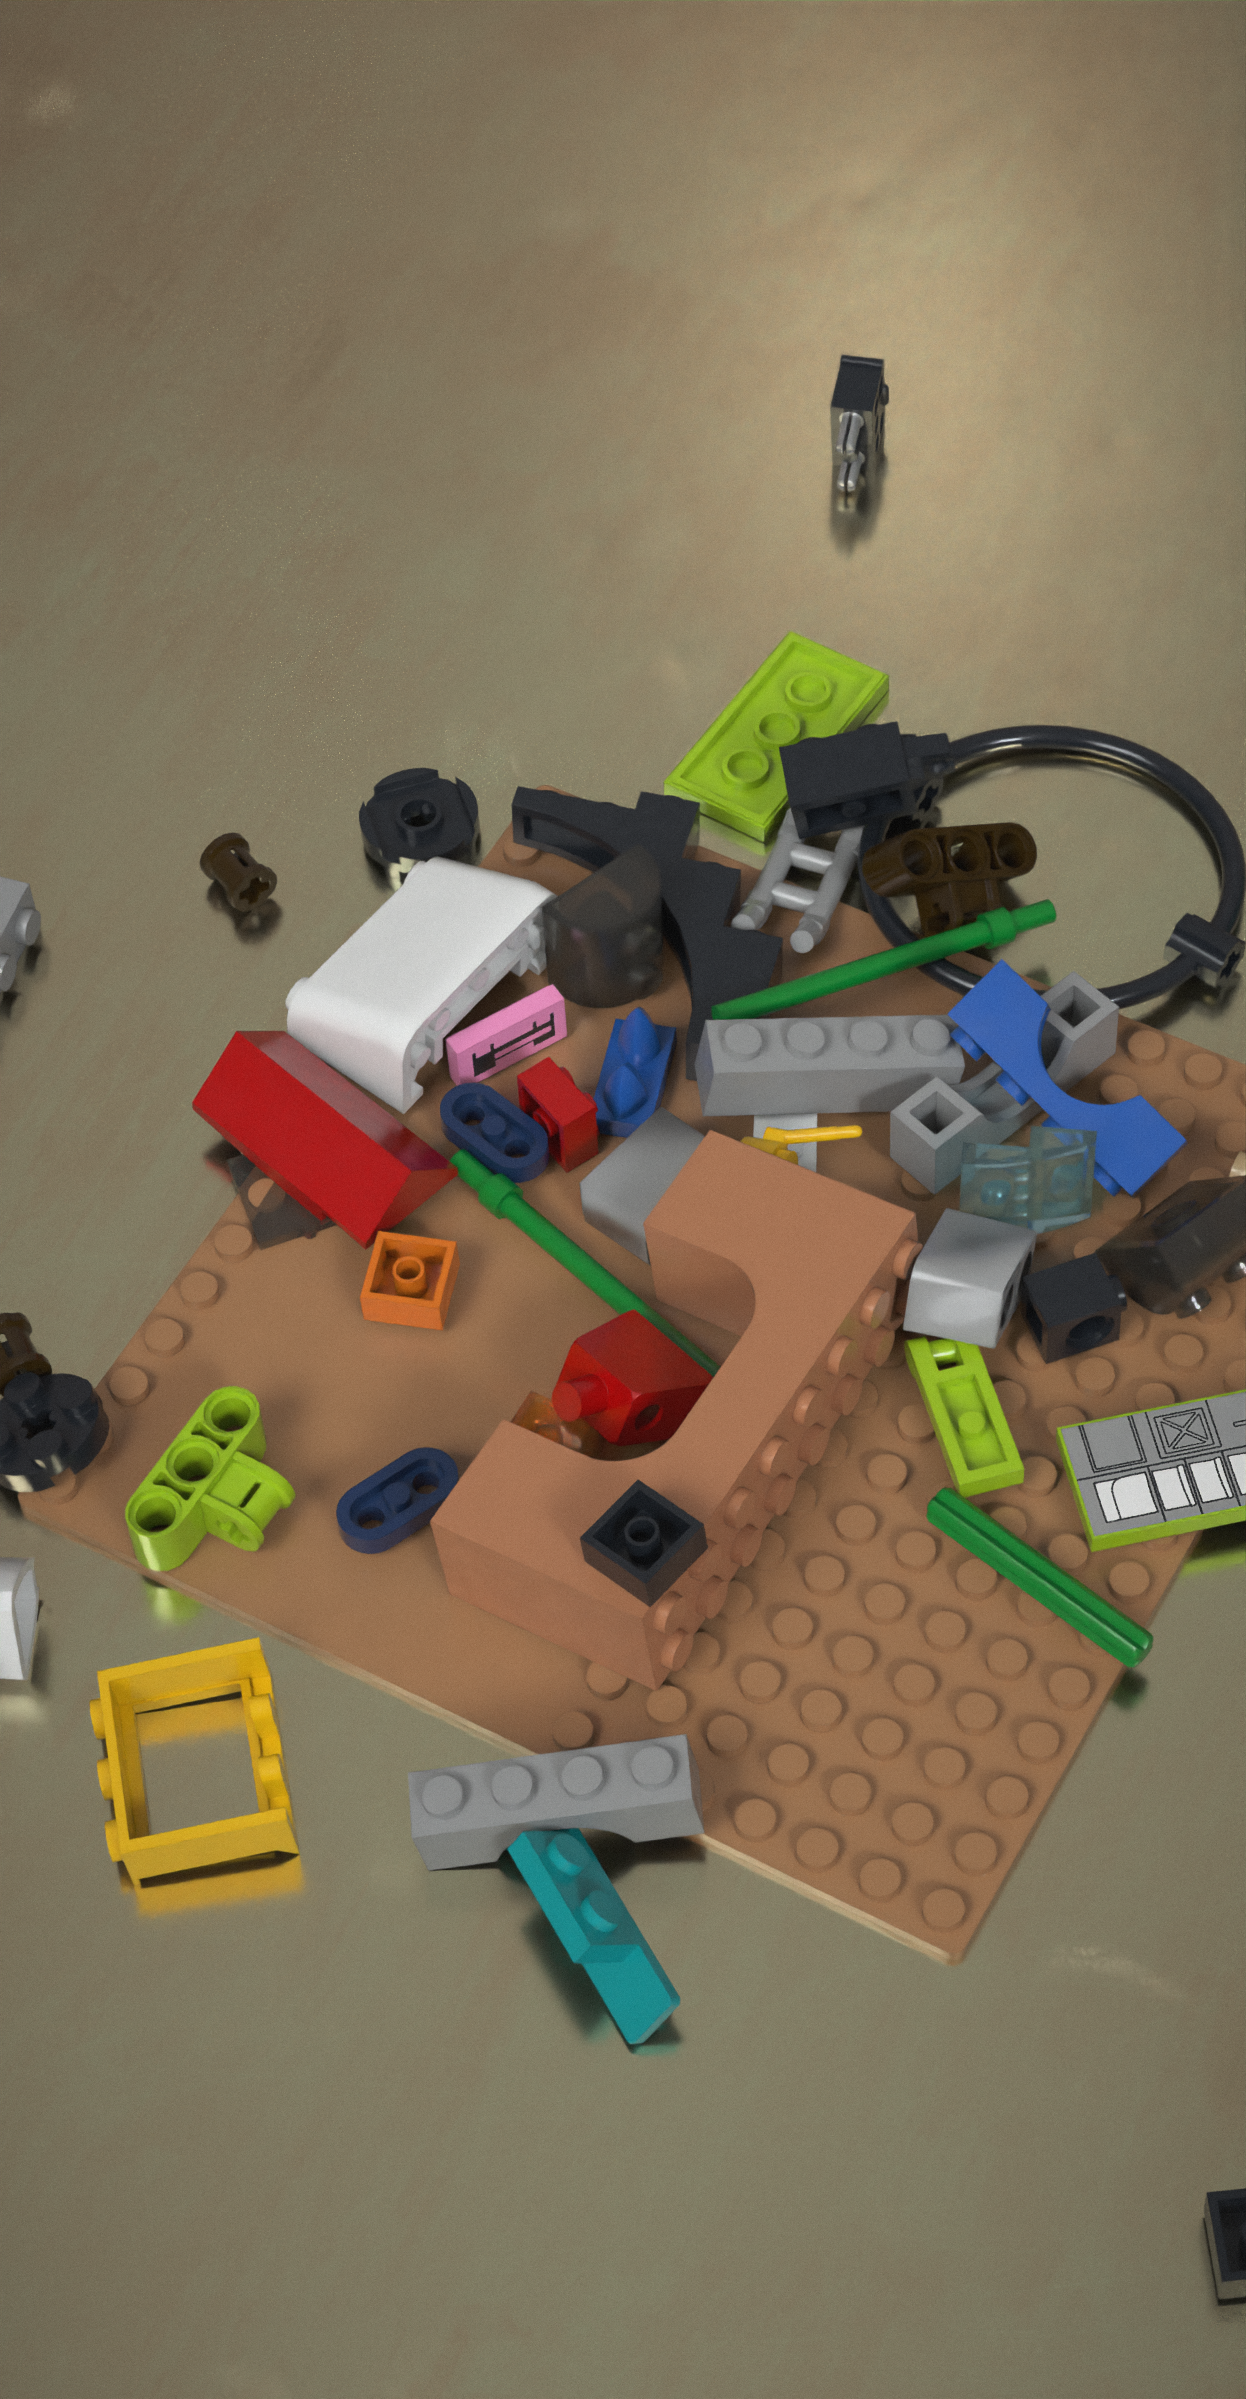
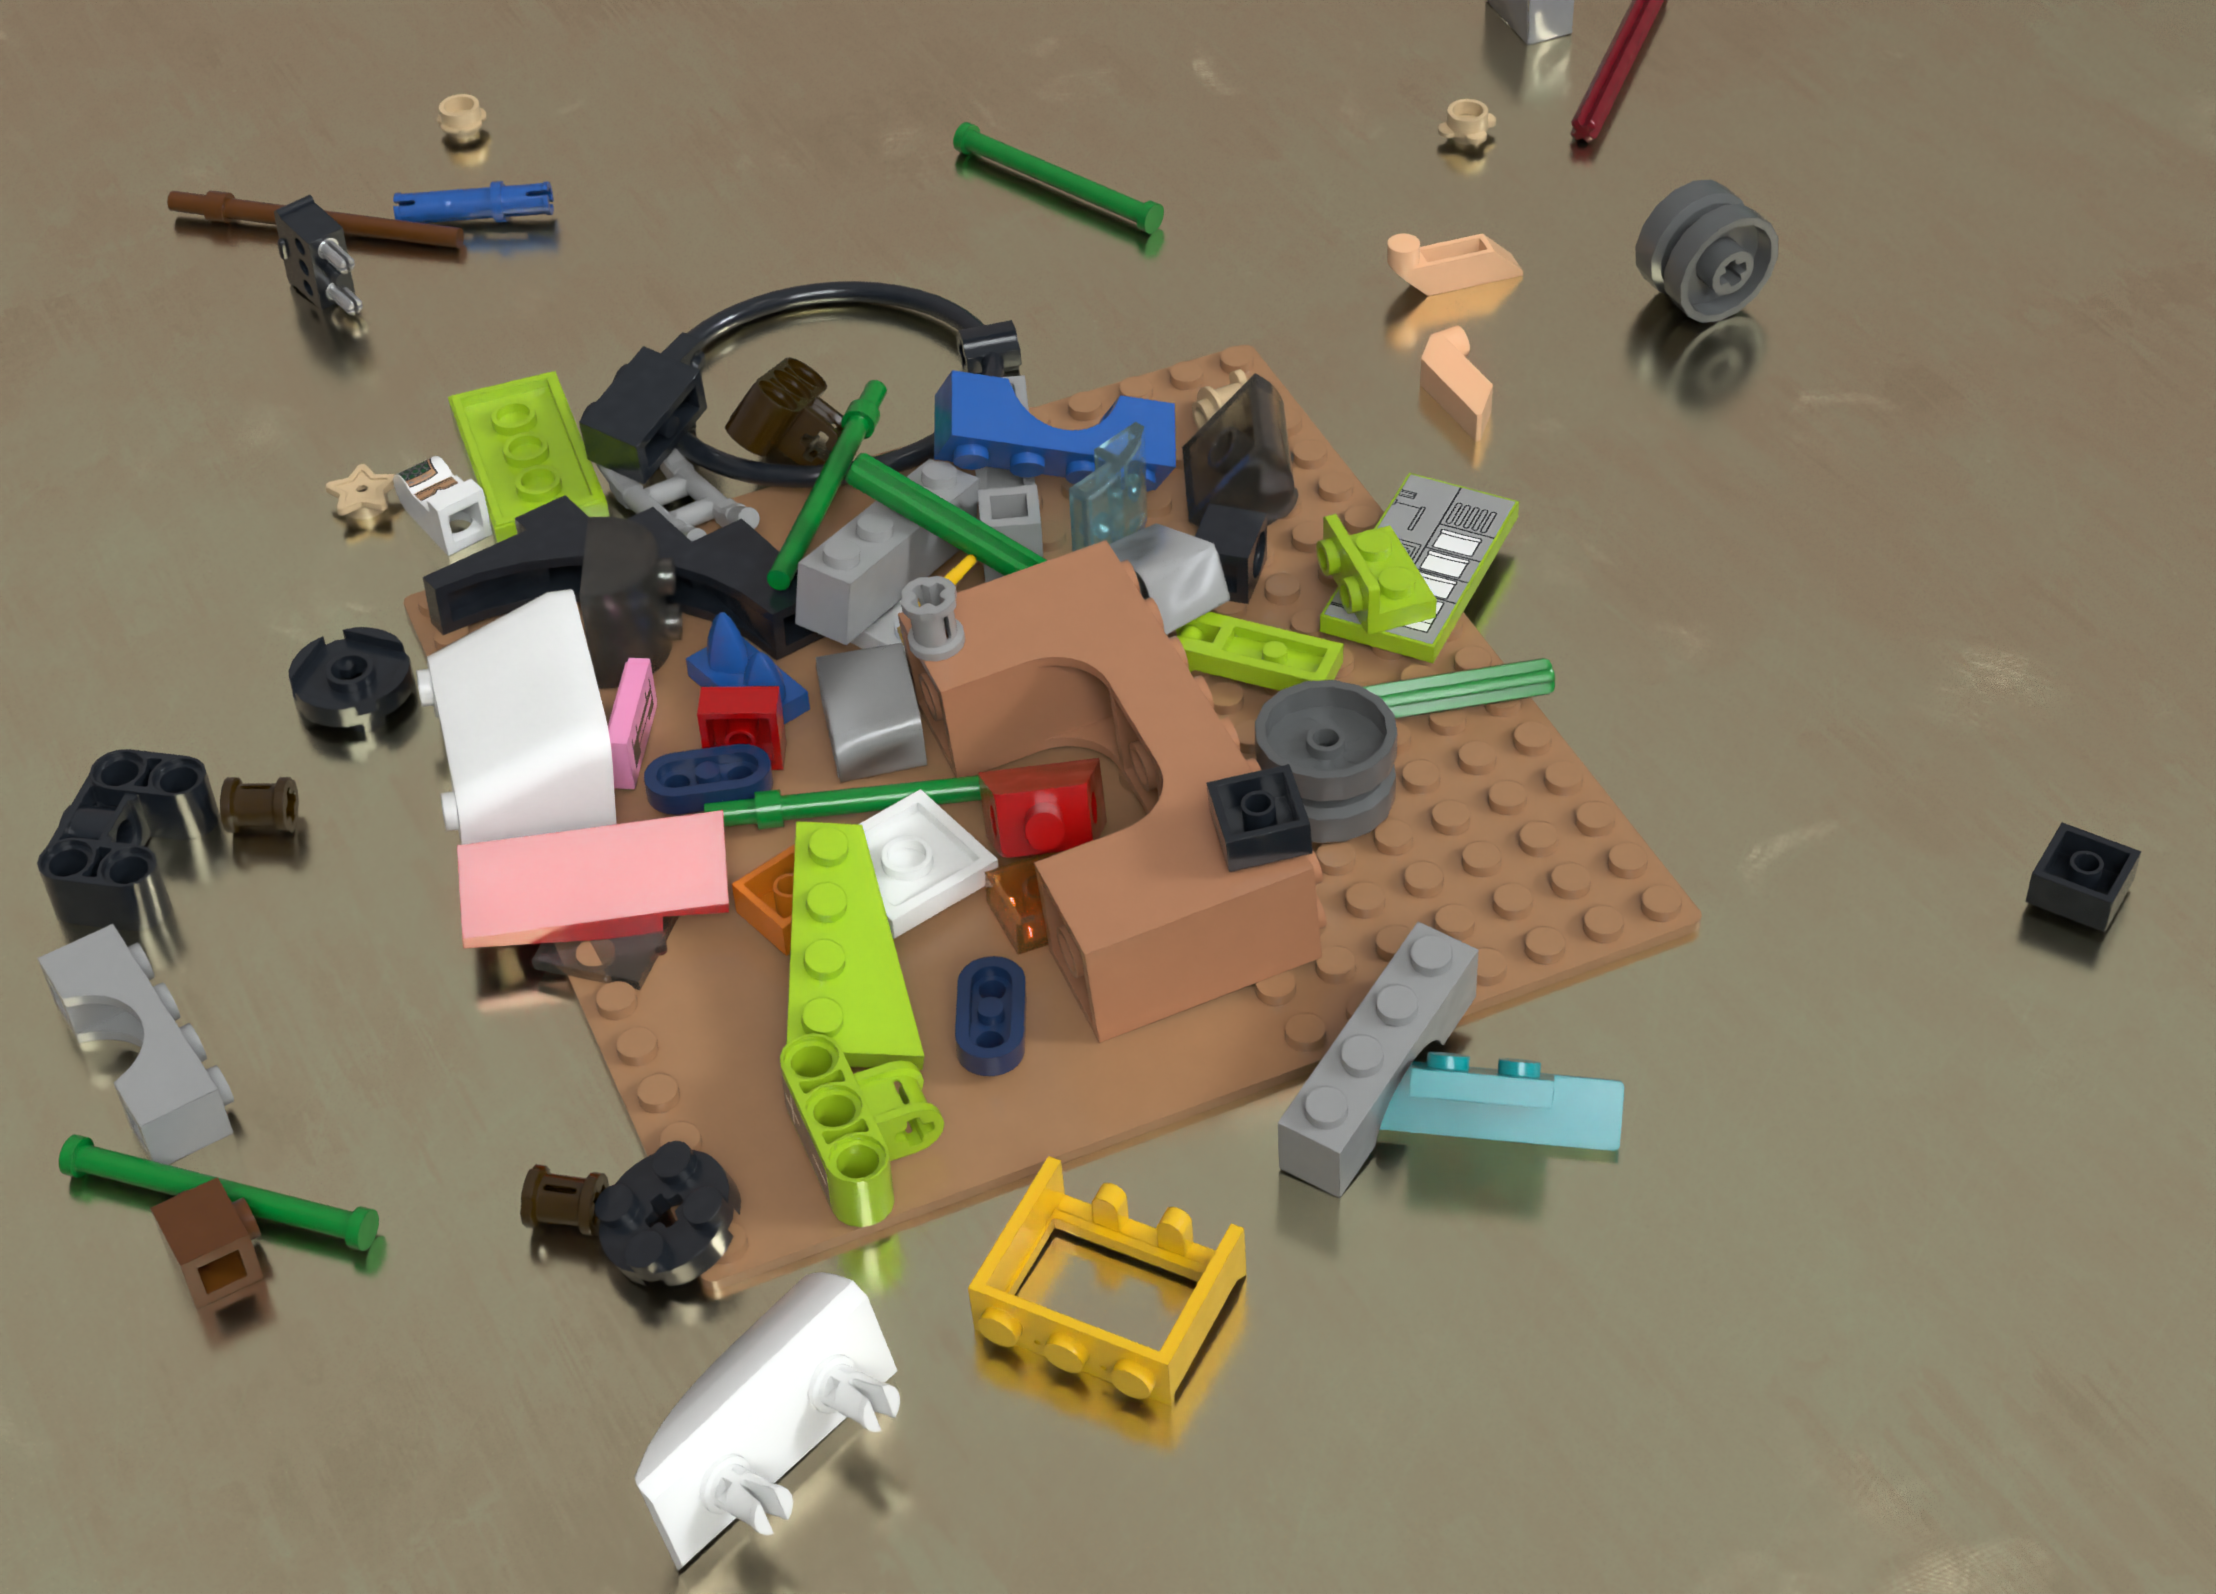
camera: 55 degrees left, 10 degrees down
(128, 805) = (97, 856): none -> black beam
(349, 1370) = (843, 952): none -> lime wing
(513, 1328) = (923, 860): none -> white plate
(632, 678) = (362, 493): none -> tan plate
(660, 722) = (438, 497): none -> white leg
(709, 1167) = (936, 613): none -> light grey bush
(852, 1547) = (1339, 753): none -> dark grey wheel
(866, 1096) = (939, 516): none -> green axle
(884, 307) = (223, 208): none -> reddish brown bar
(1063, 471) = (475, 203): none -> blue pin
(1126, 1436) = (1374, 576): none -> lime bracket
(1155, 359) = (461, 116): none -> tan plate

